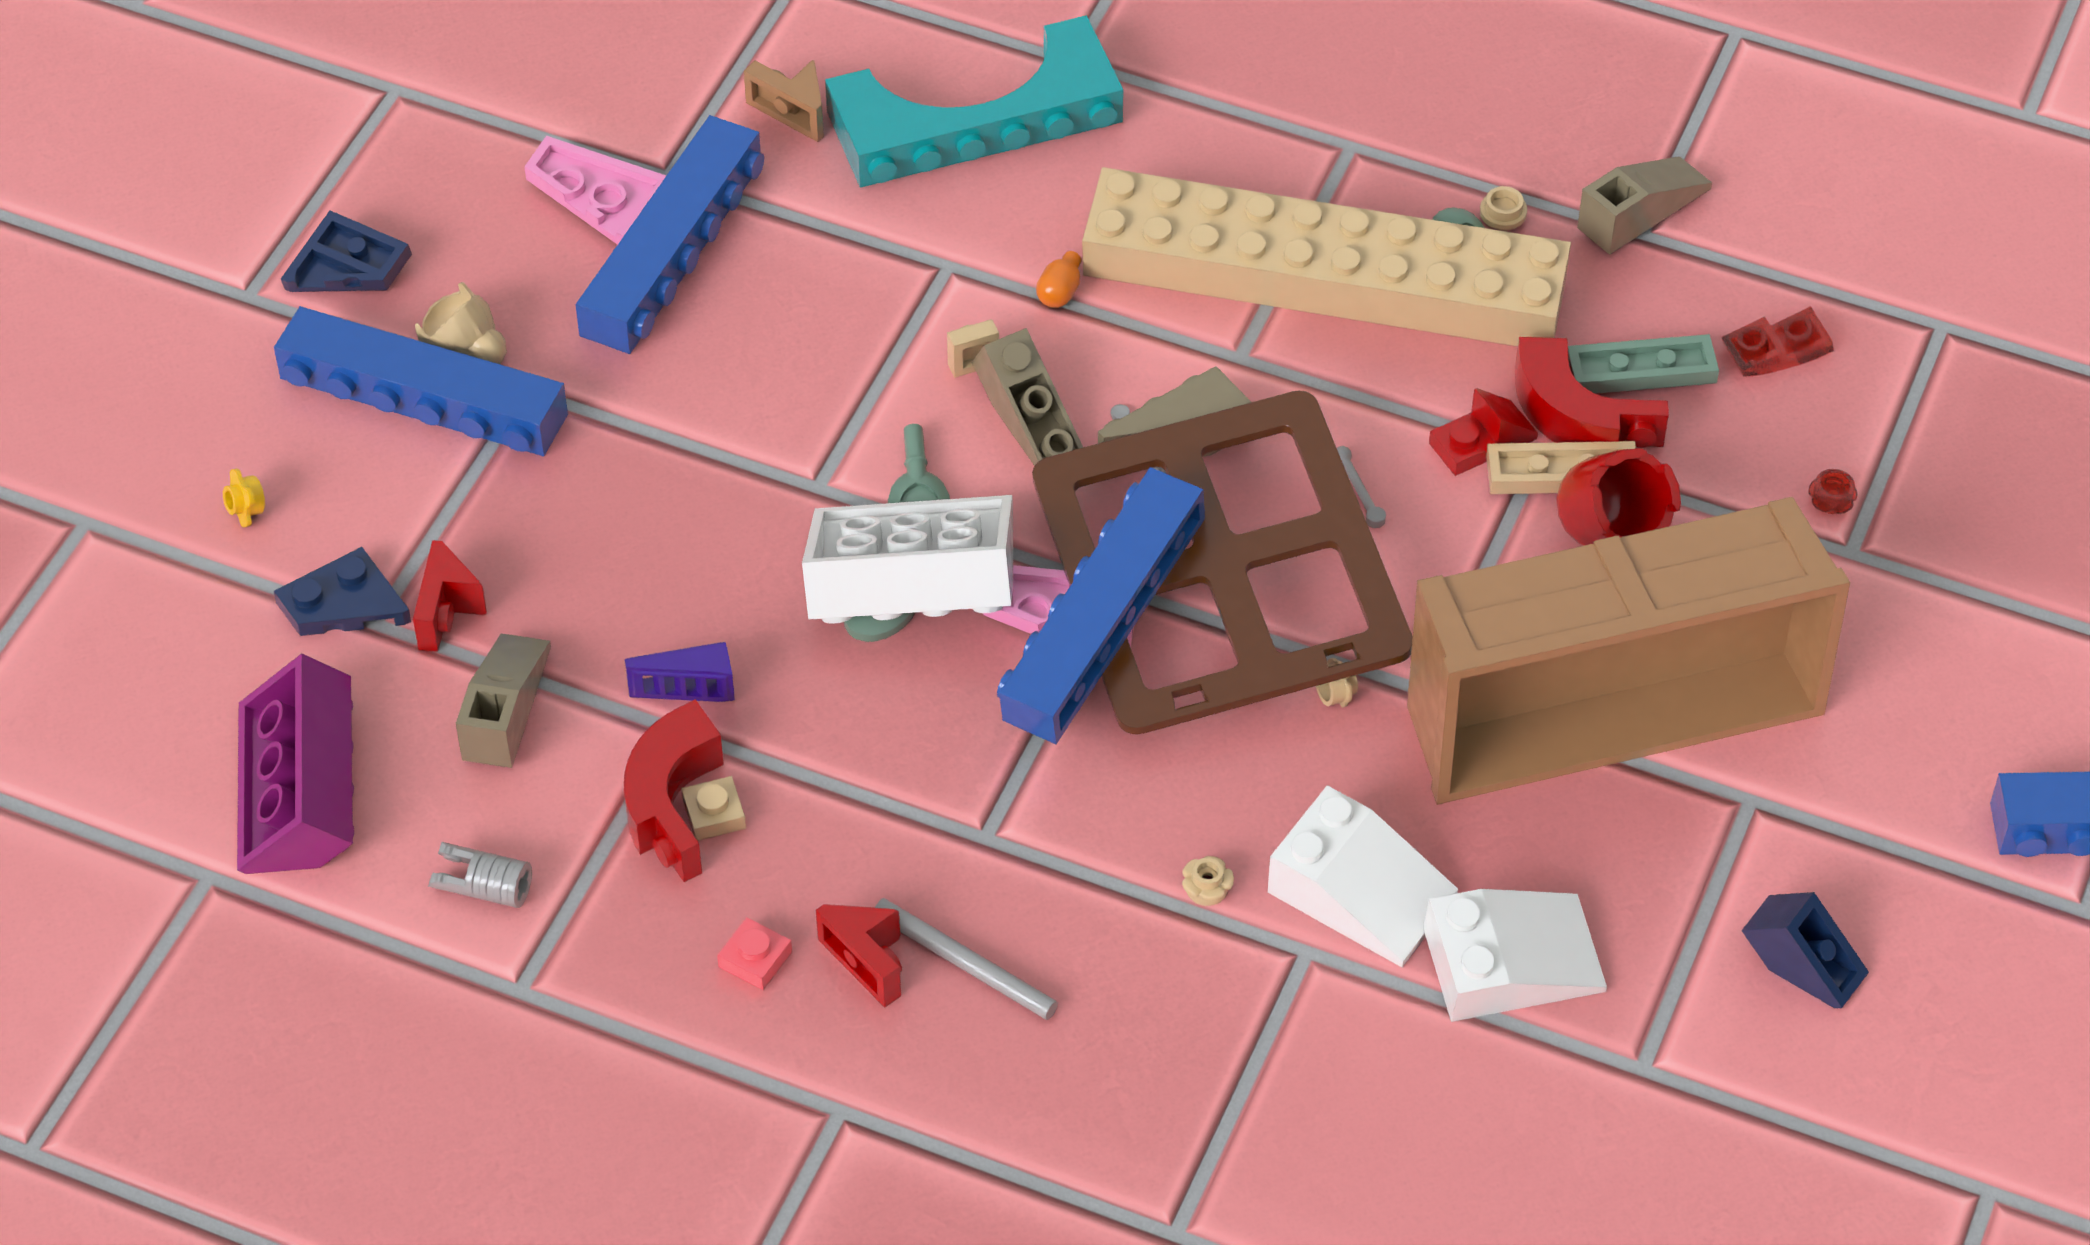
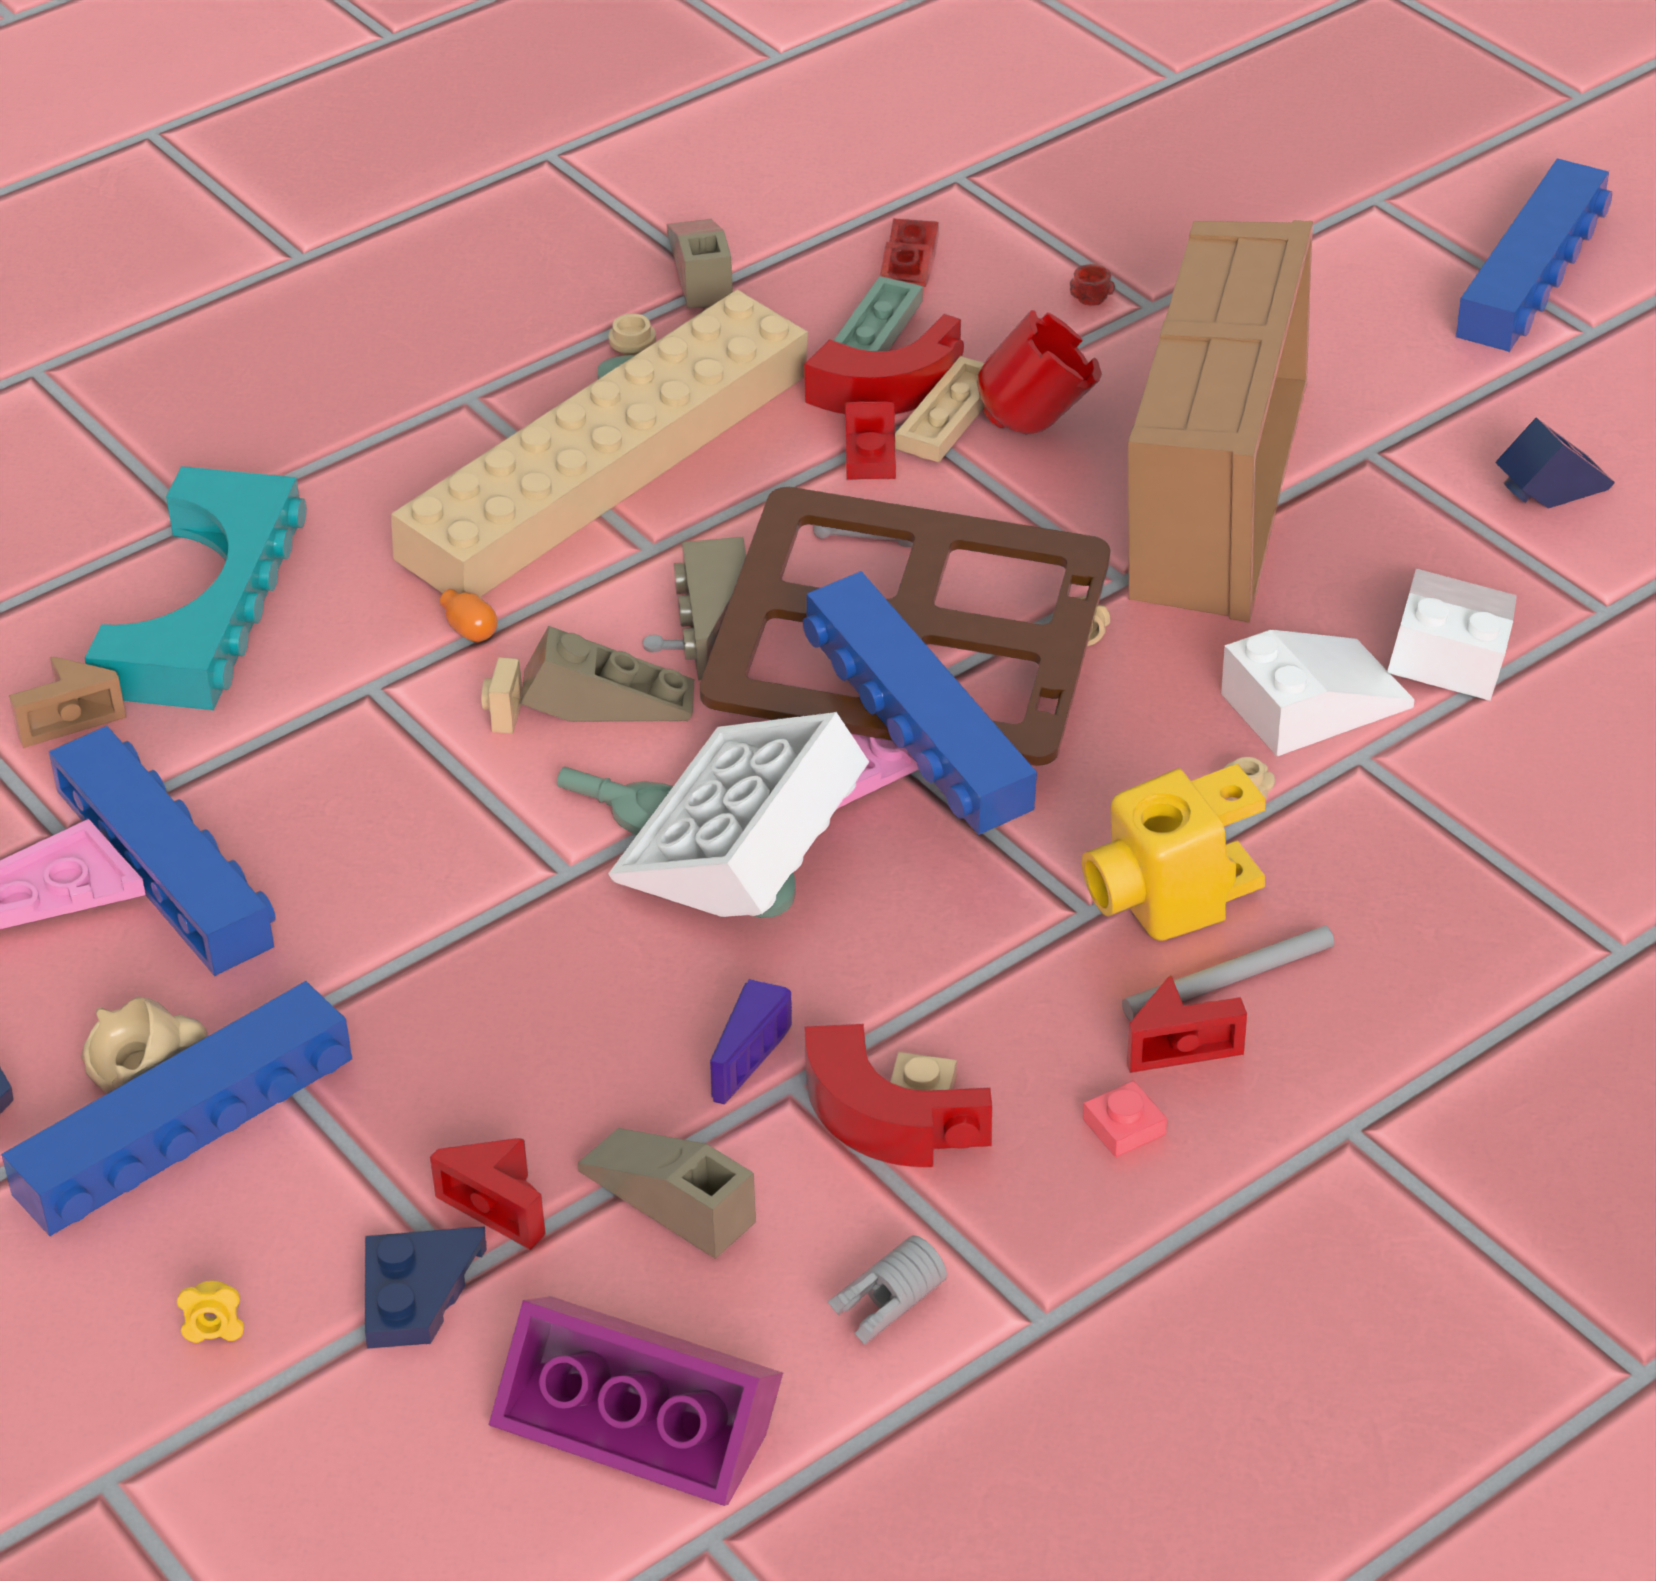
camera: 60 degrees left, 10 degrees down
(1038, 832) = (1172, 852): none -> yellow piece

